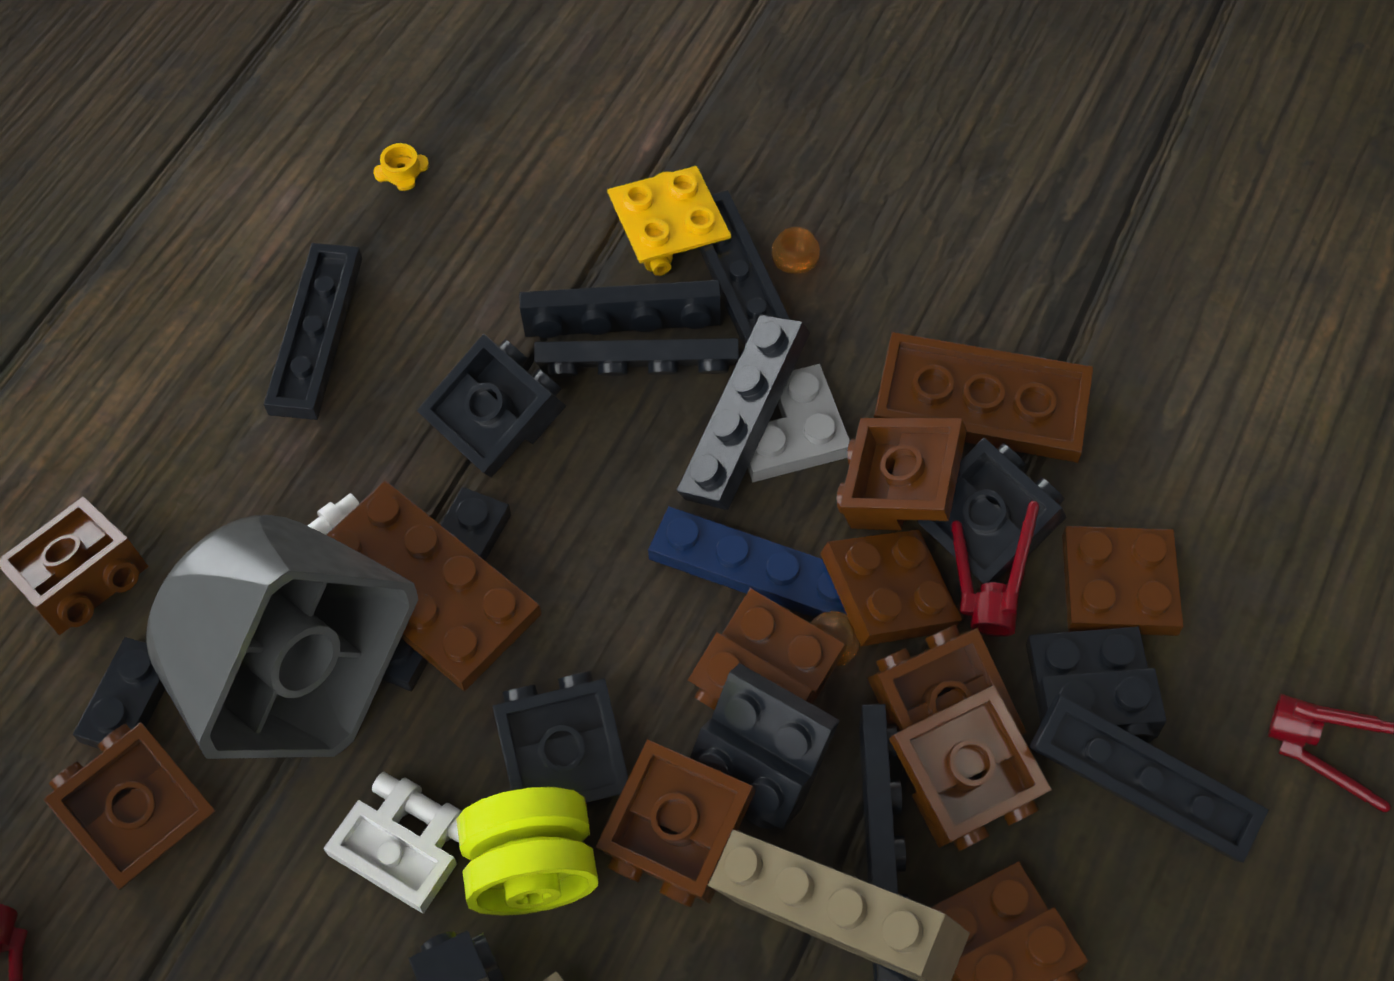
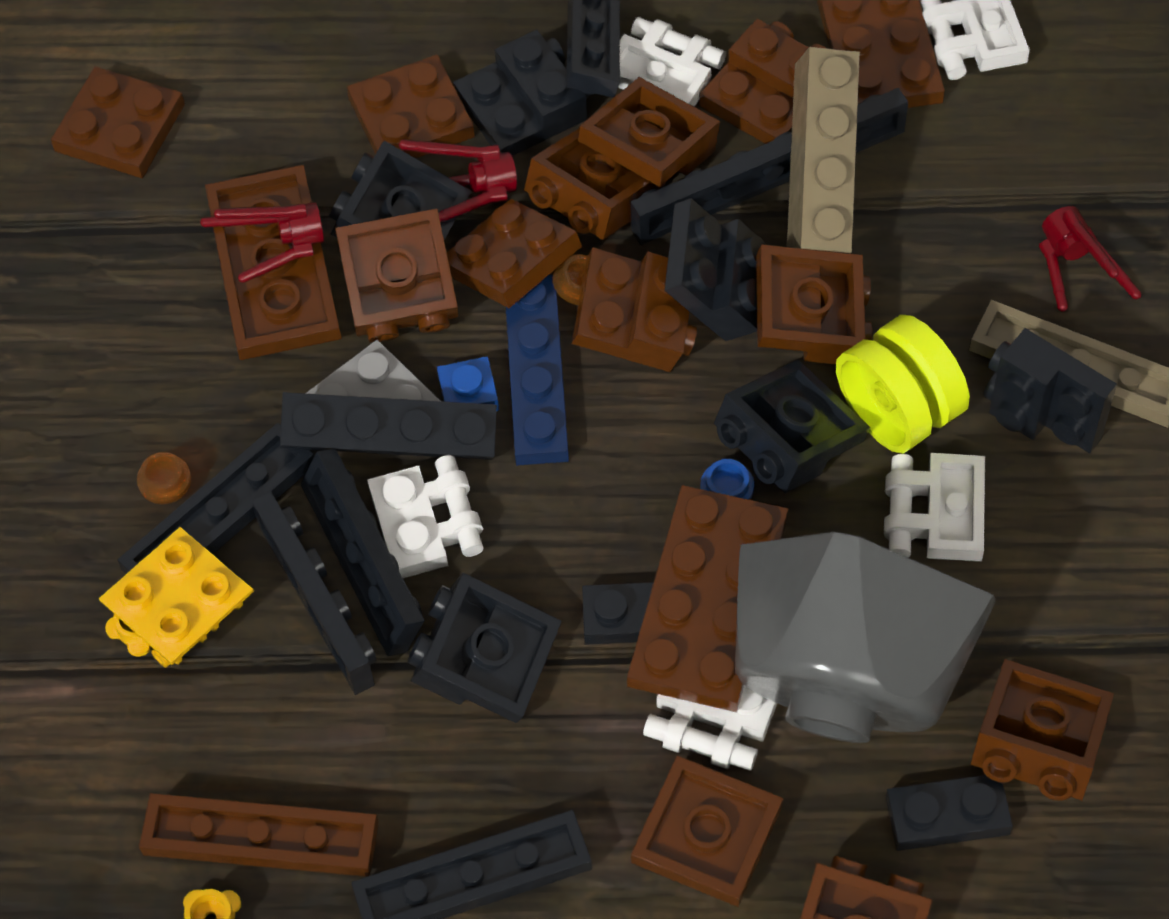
camera: 115 degrees left, 0 degrees up
(231, 487) = (707, 831): none -> reddish brown plate
(438, 213) = (259, 835): none -> reddish brown plate
(539, 665) = (728, 478): none -> blue plate
(651, 408) = (408, 521): none -> white plate
(765, 503) = (468, 382): none -> blue plate
(995, 409) = (296, 225): none -> dark red plant
(1067, 829) = (678, 75): none -> white plate
(1213, 337) = (118, 122): none -> reddish brown plate

